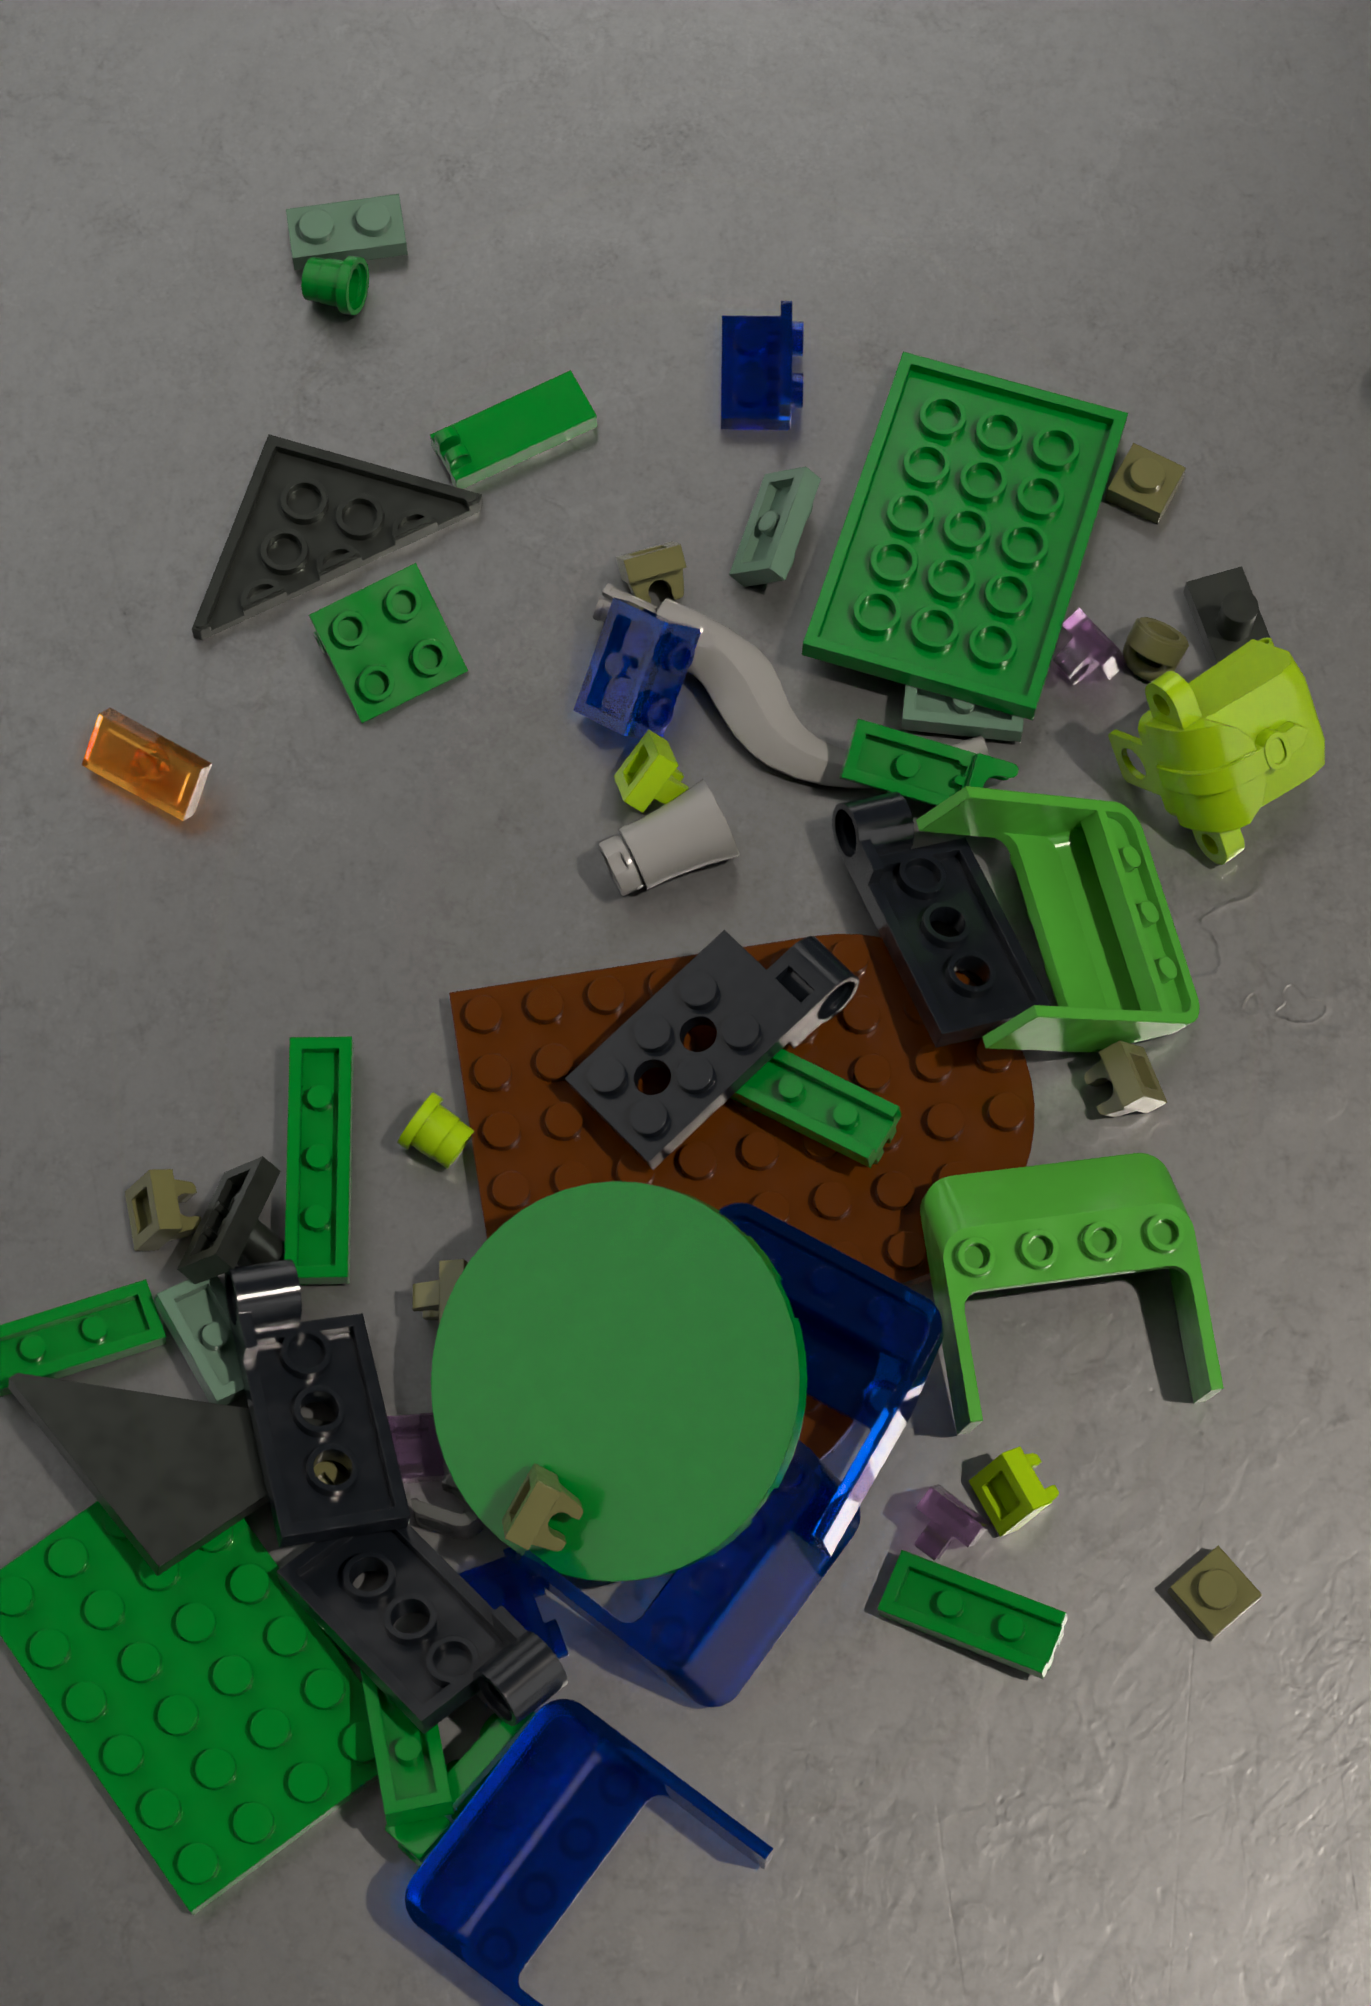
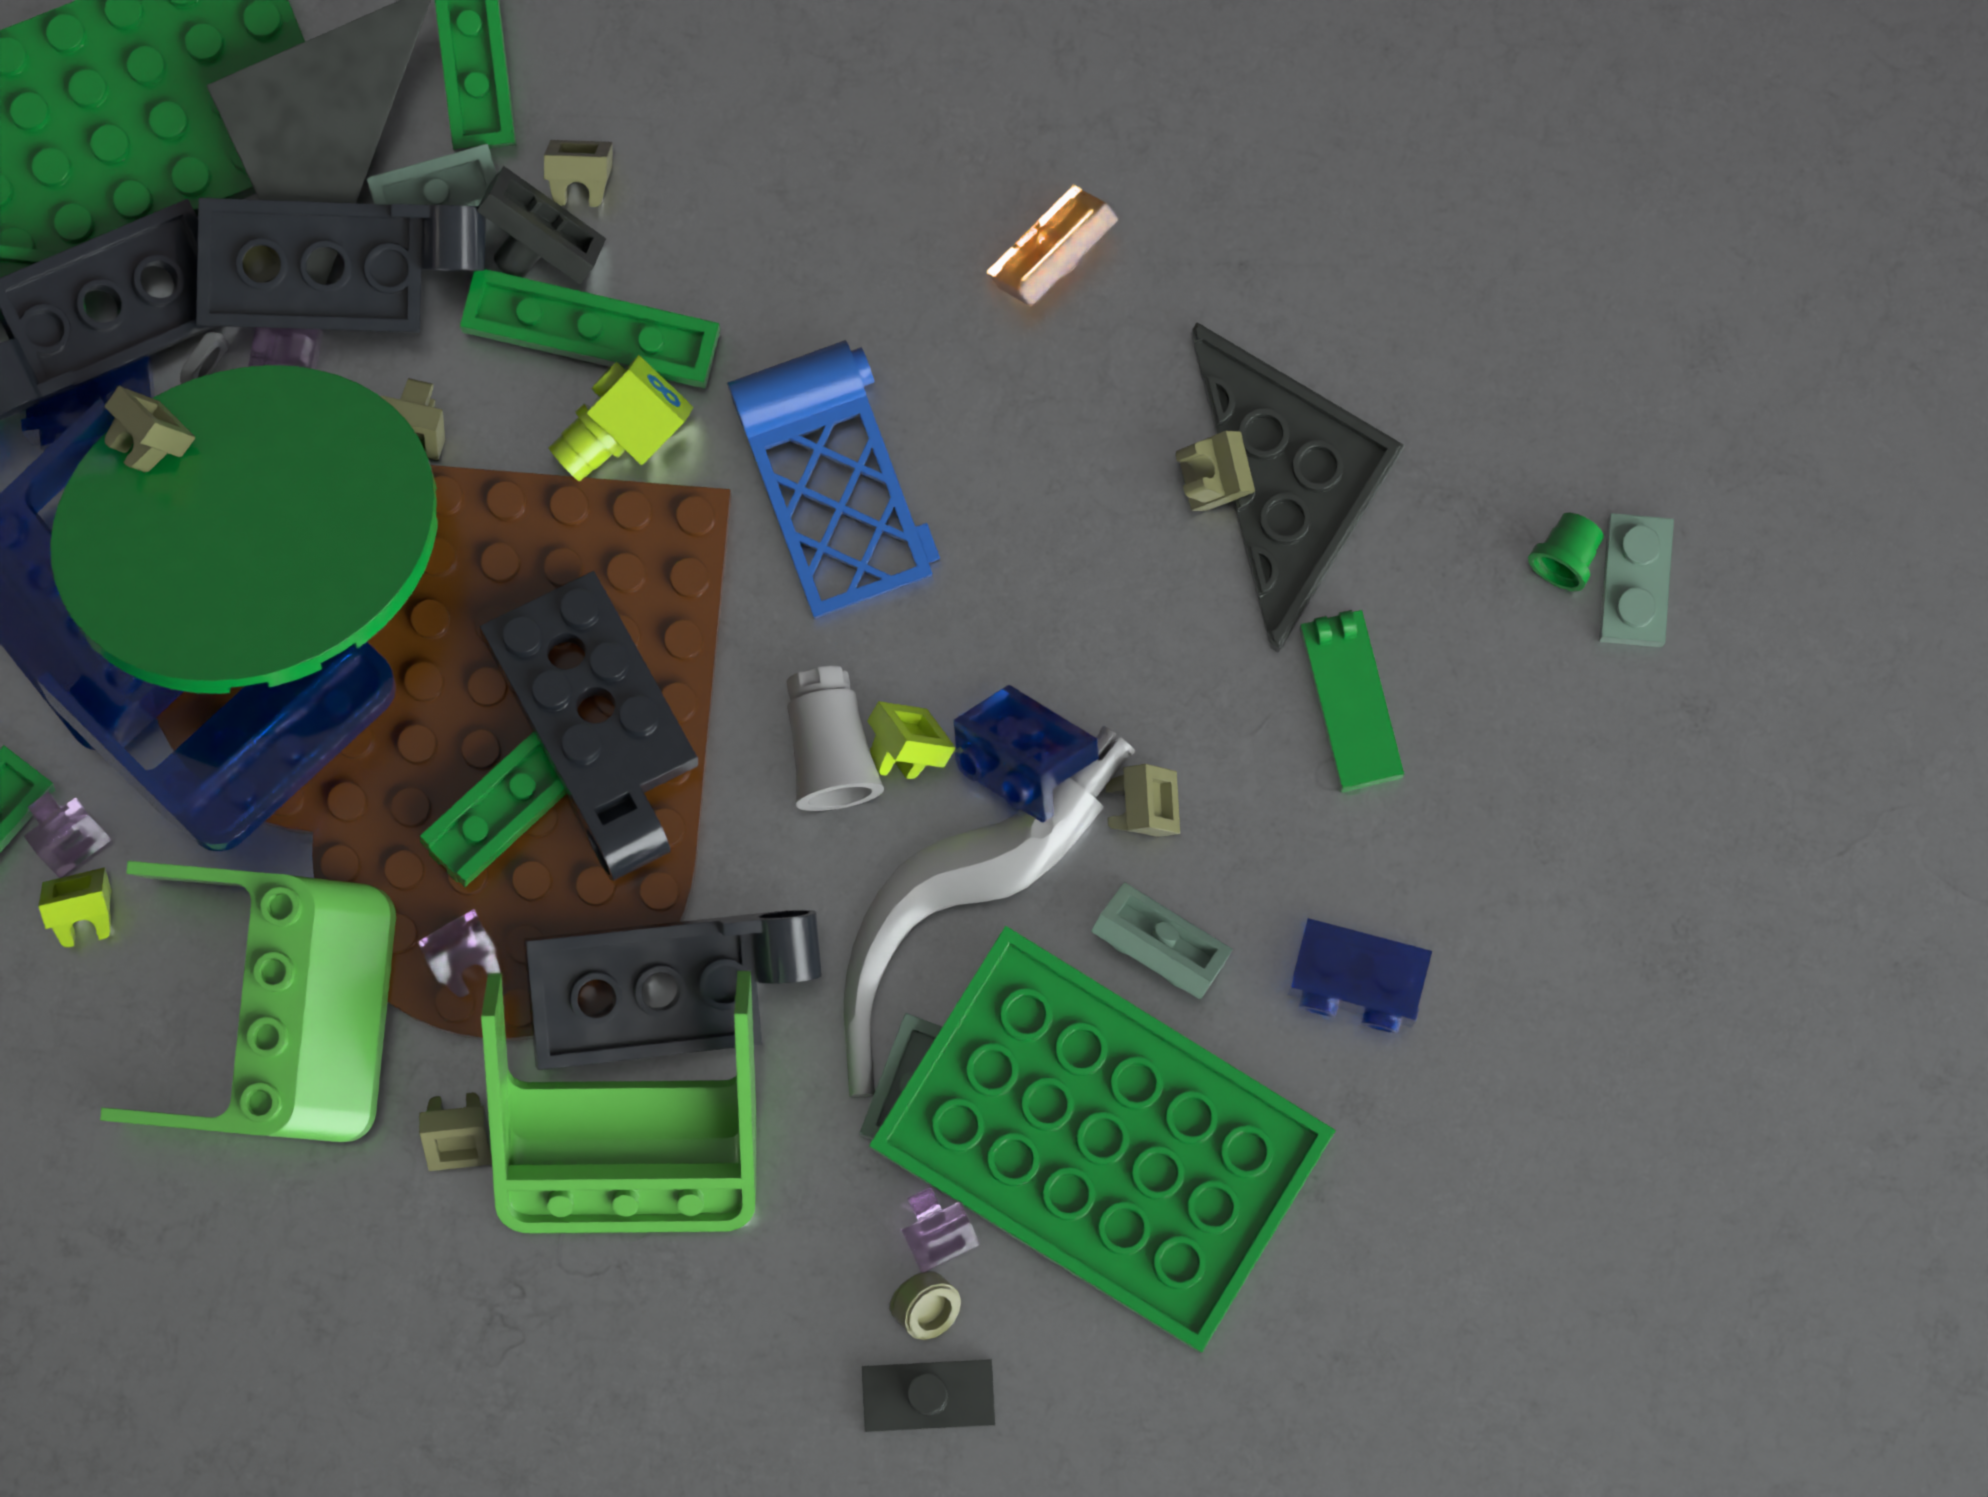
camera: 105 degrees right, 10 degrees up
(329, 574) = (1215, 471): none -> olive tile
(343, 939) = (812, 396): none -> blue piece
(388, 643) = (1128, 513): green hinge -> none
(394, 1082) = (638, 408): none -> lime brick
(916, 765) = (834, 1021): green plate -> none
(961, 1105) = (457, 948): none -> clear purple tile
(1145, 483) = (1124, 1354): olive plate -> none
(1225, 743) = (775, 1337): lime piece -> none

